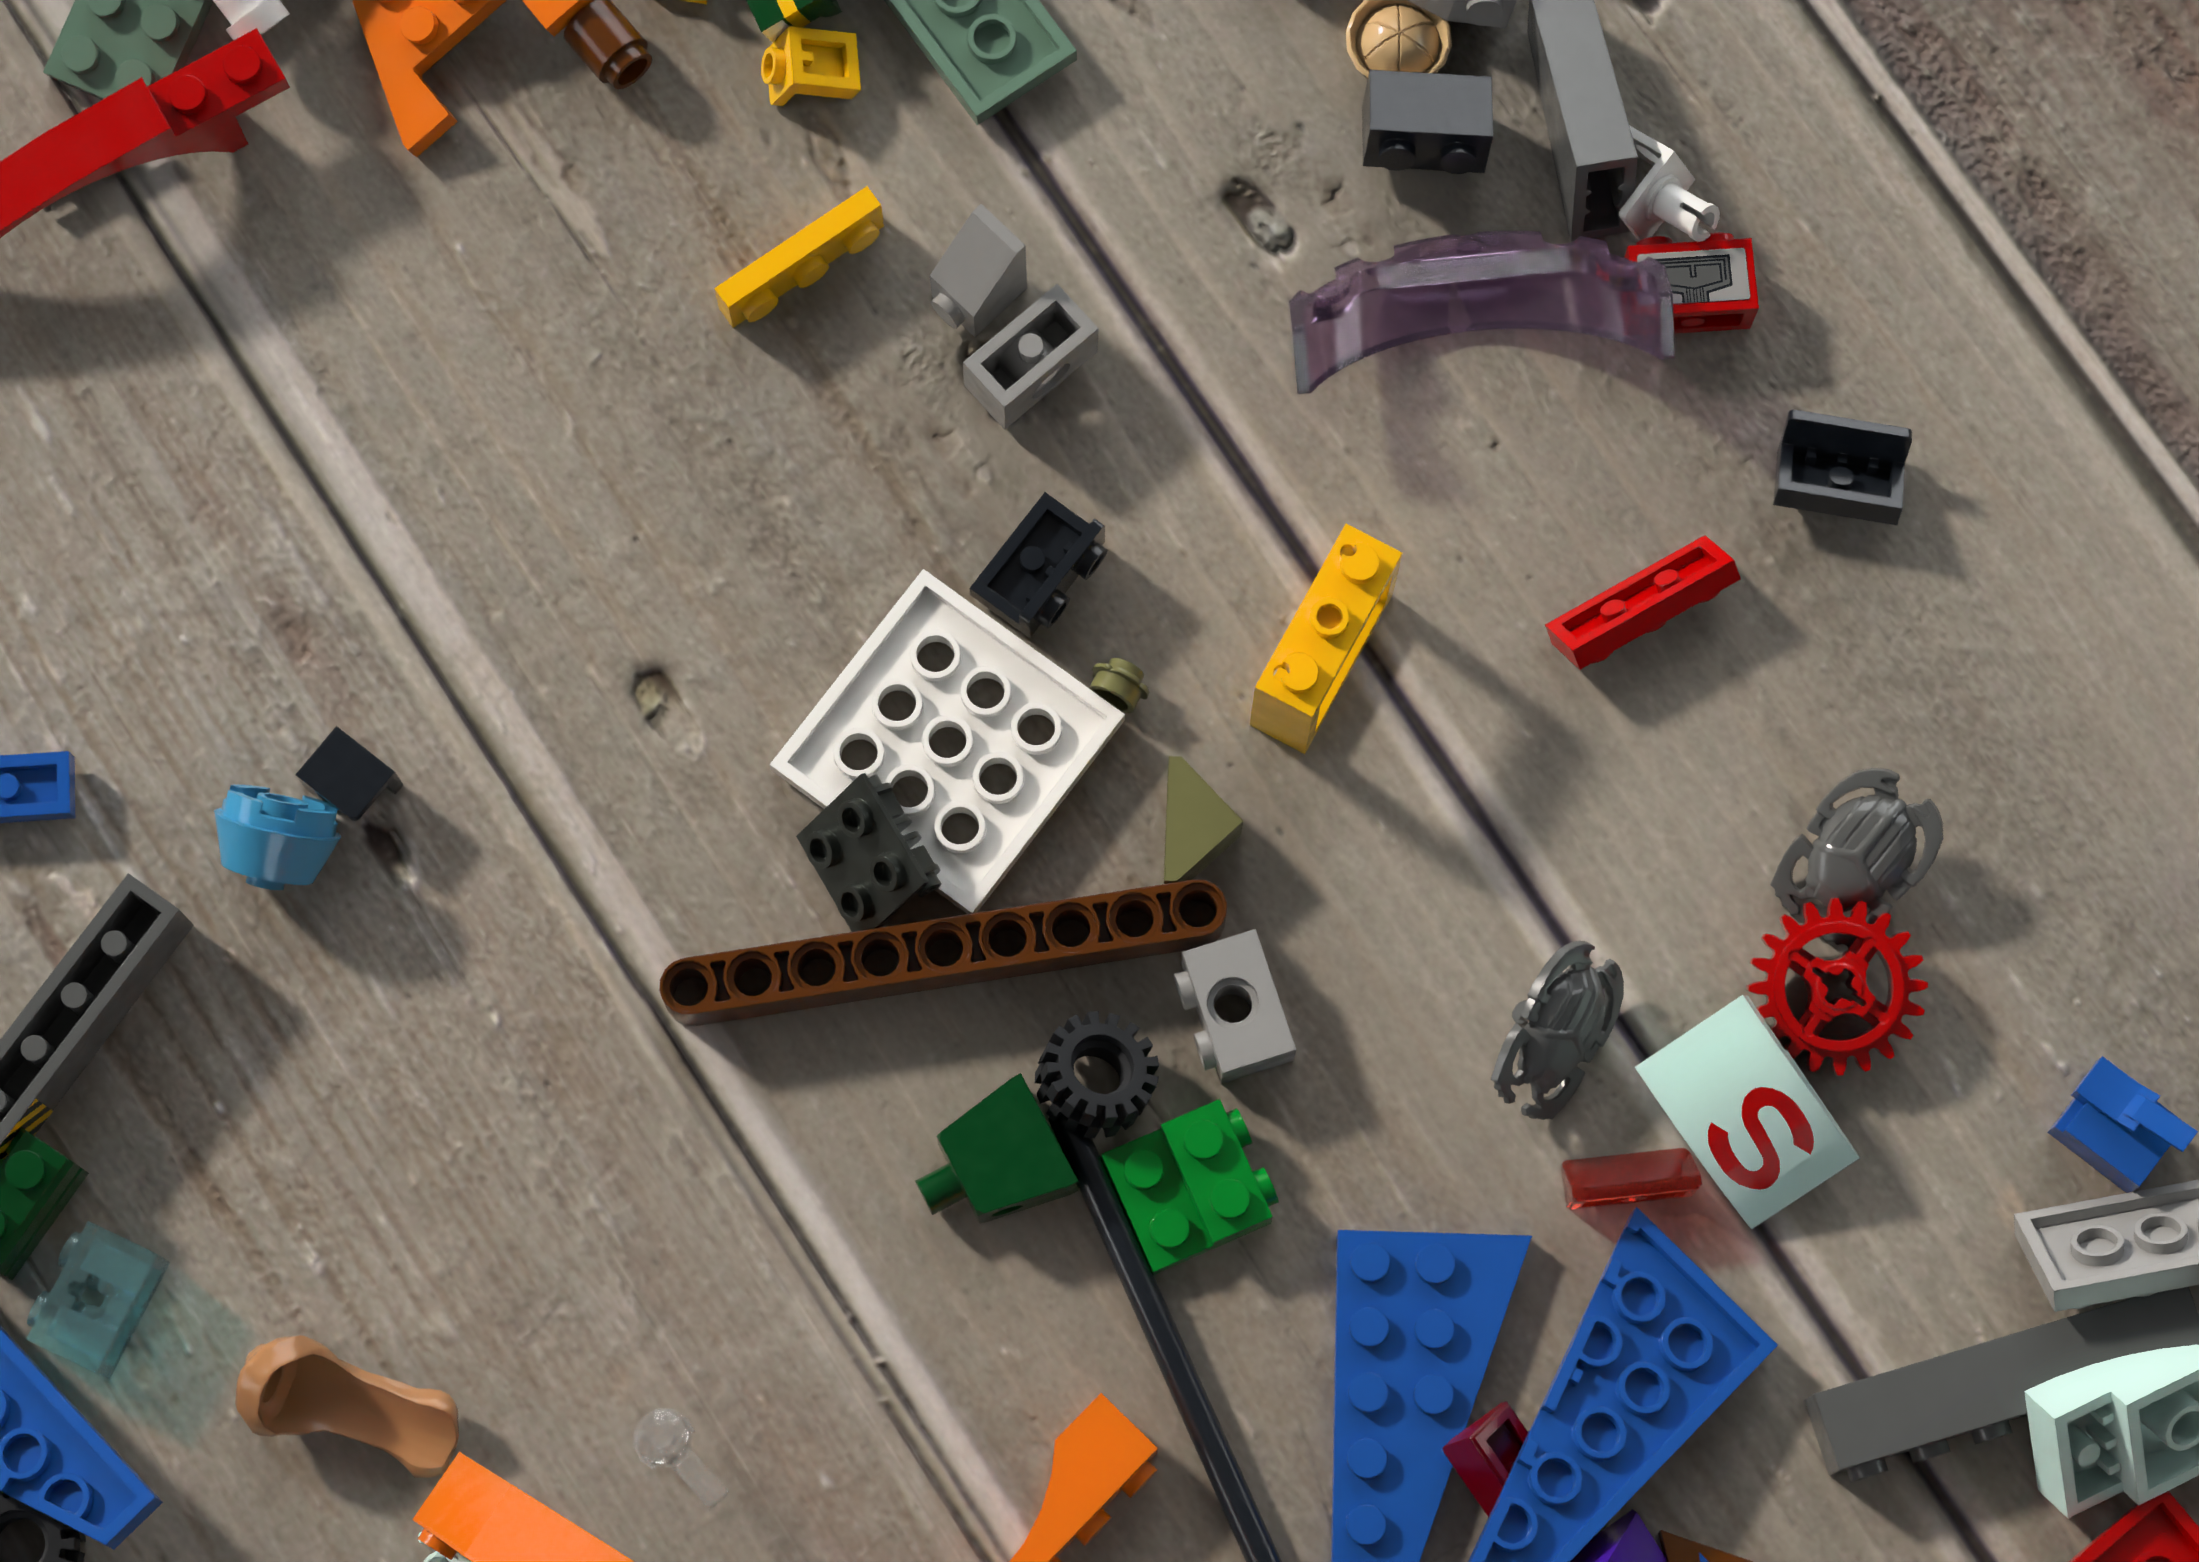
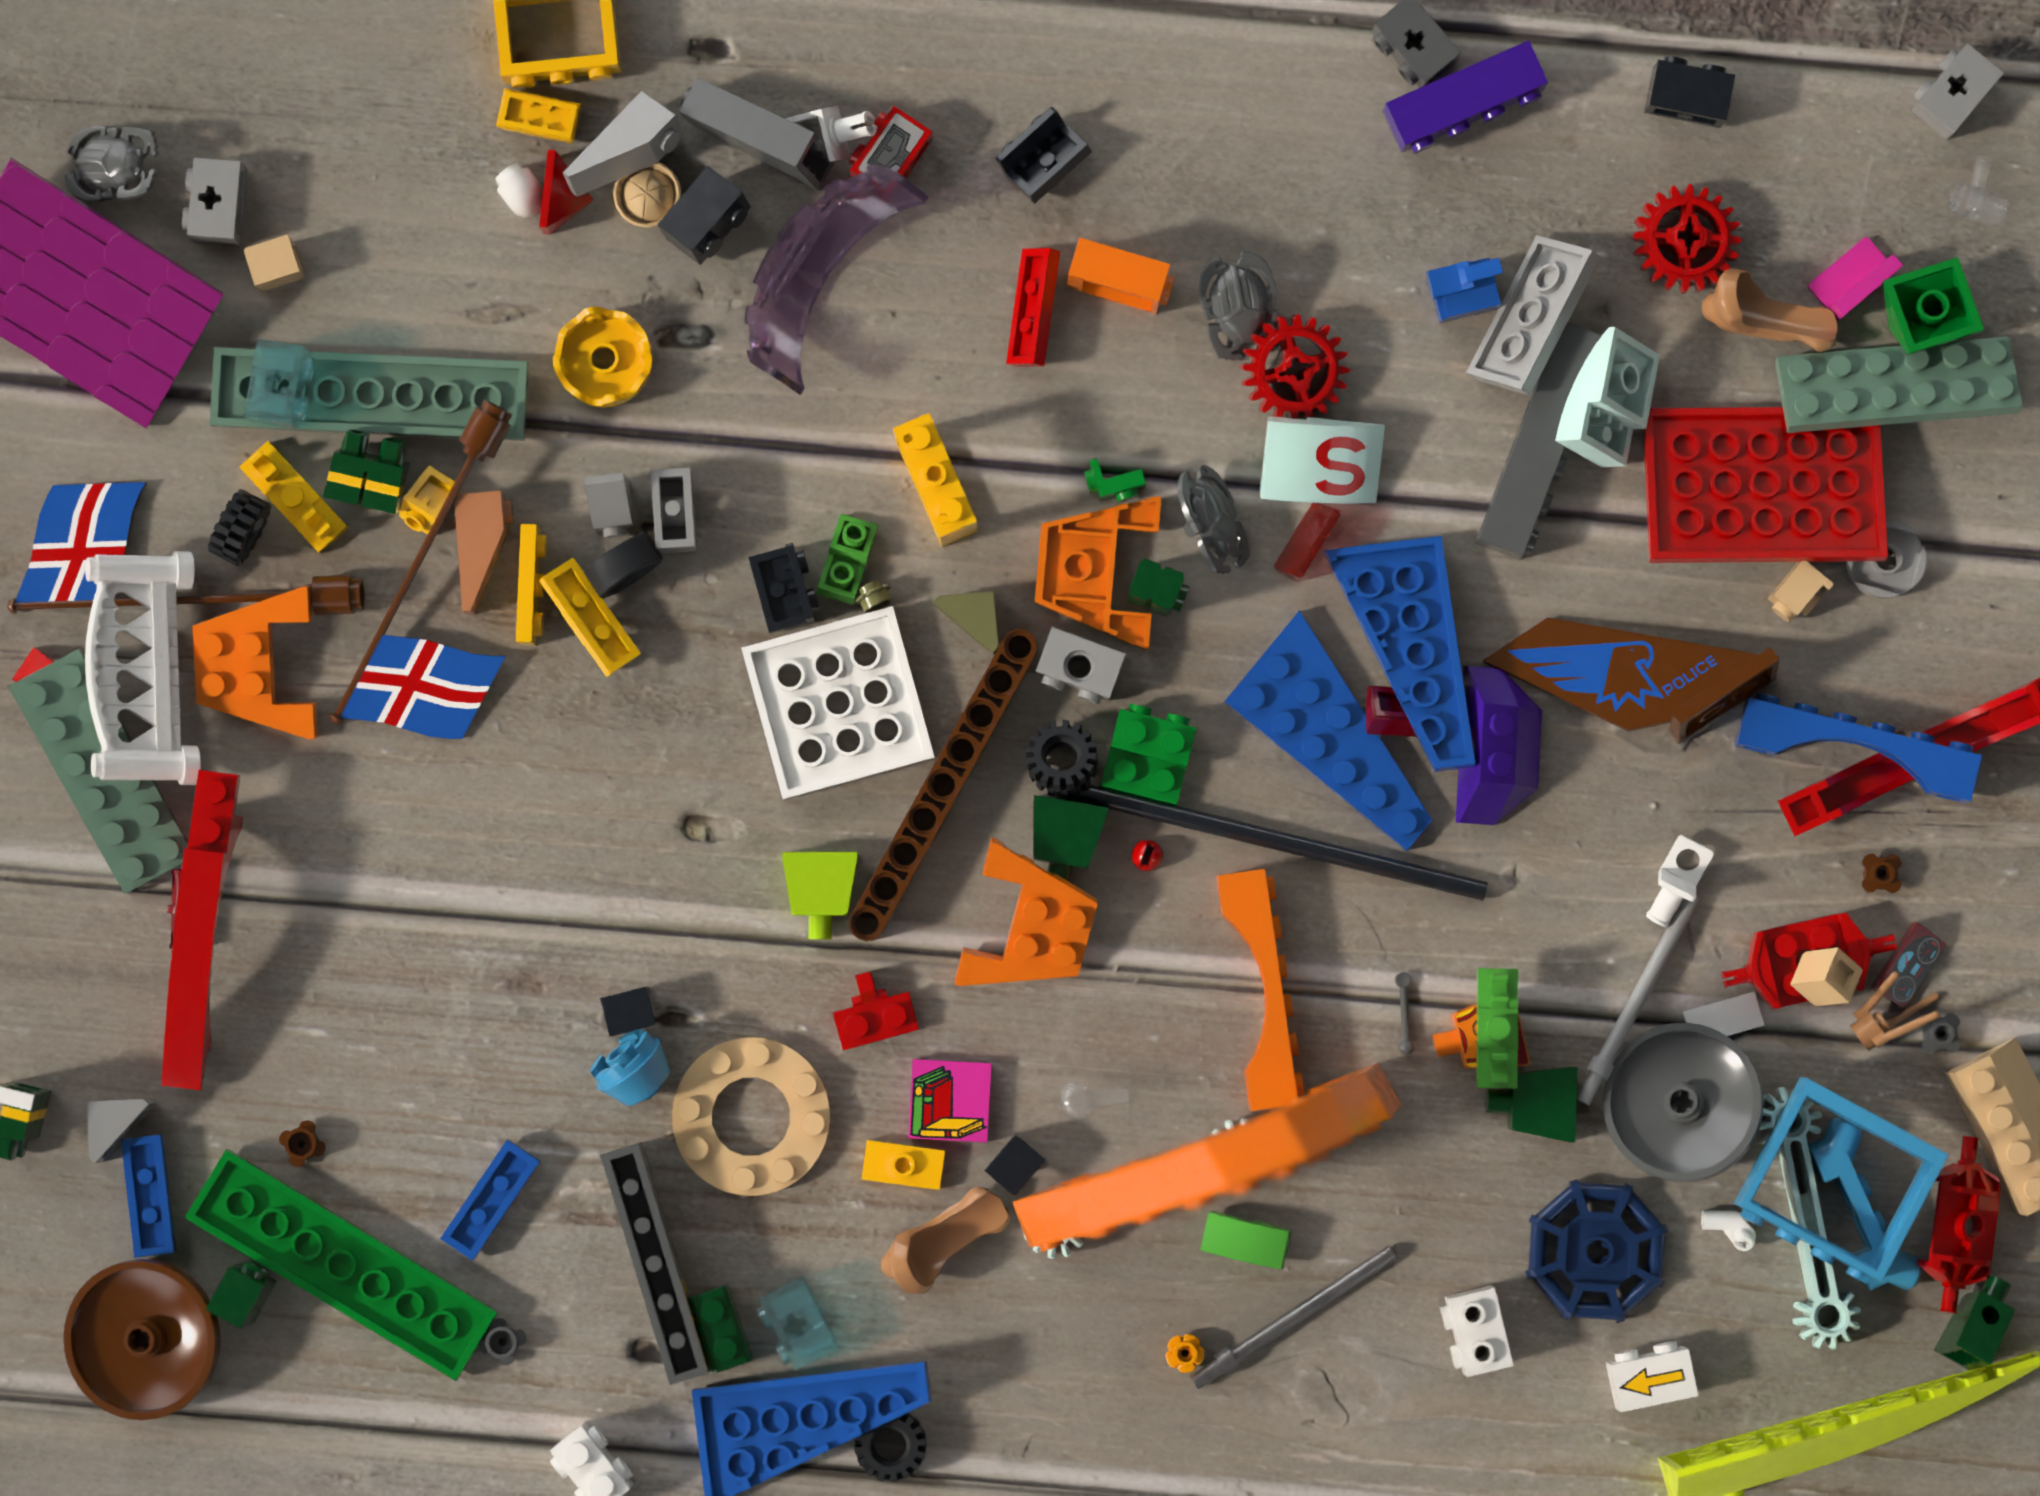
camera: 55 degrees left, 10 degrees up
(383, 1109) = (694, 1116): none -> tan plate
(410, 1280) = (903, 1164): none -> yellow plate
(516, 1421) = (1014, 1164): none -> black panel
(540, 1276) = (949, 1100): none -> tile
(578, 219) = (416, 679): none -> flag
(579, 1093) = (874, 1015): none -> red hinge
(692, 897) = (820, 887): none -> lime torso
(808, 161) = (481, 533): none -> nougat slope
(816, 356) = (589, 617): none -> yellow plate
(860, 1225) = (1046, 928): none -> orange wing
(865, 856) = (866, 787): pearl dark grey hinge -> none
(912, 345) = (623, 565): none -> black tyre
(1063, 1298) = (1155, 858): none -> red hinge
(1140, 618) = (847, 559): none -> bright green slope
(1160, 96) = (583, 337): none -> yellow plate
(1362, 911) = (1079, 565): none -> orange wing
(1412, 1023) = (1157, 588): none -> dark green brick
(1506, 883) = (1122, 487): none -> green bracket
(1770, 672) = (1120, 276): none -> orange window

